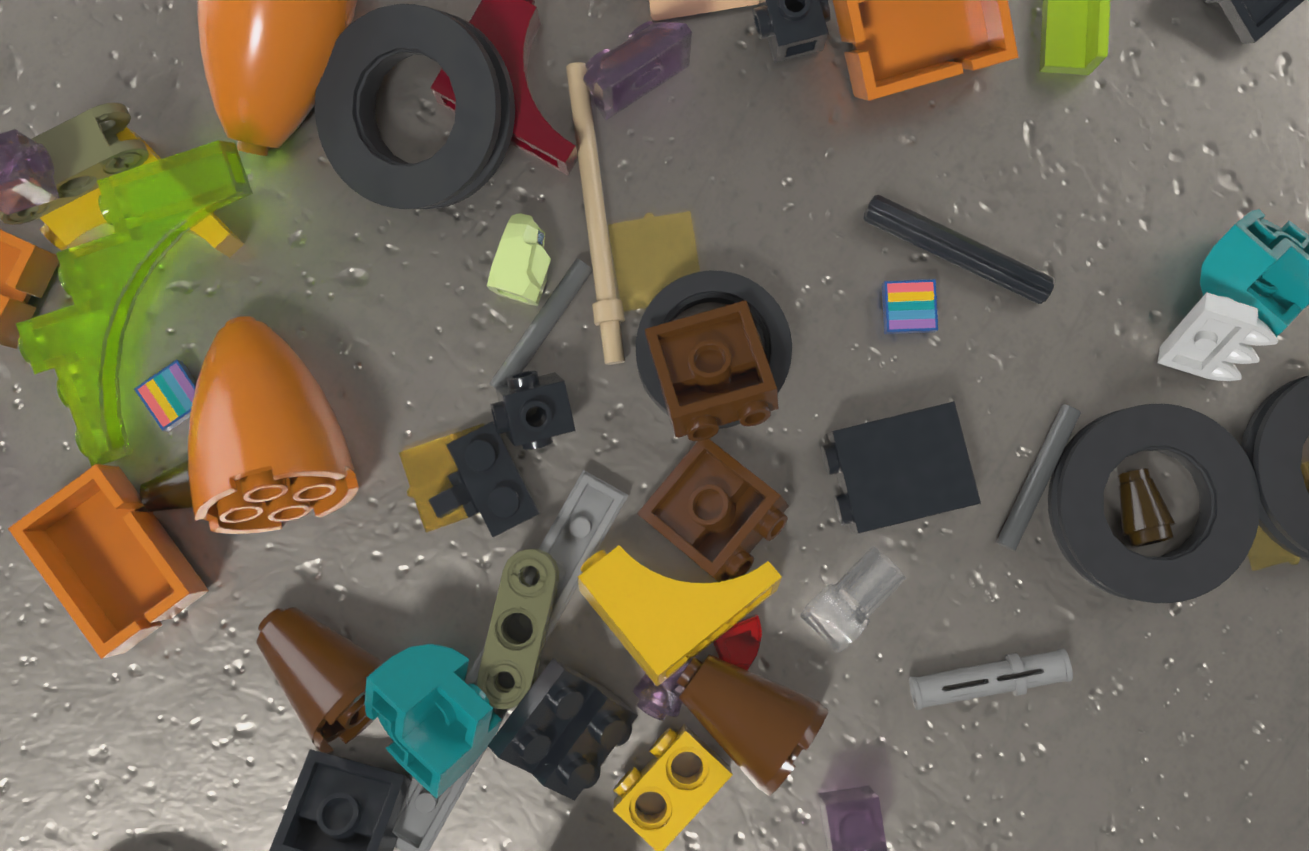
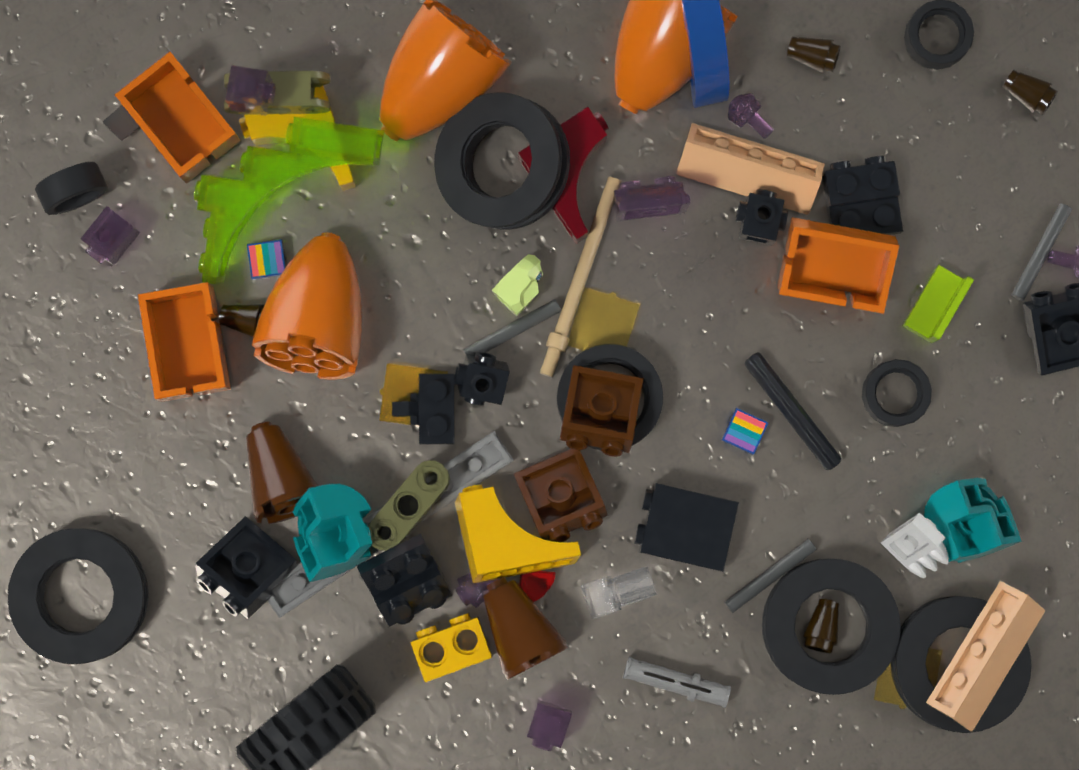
camera: 25 degrees right, 0 degrees up
(1108, 131) = (922, 385): none -> black tyre

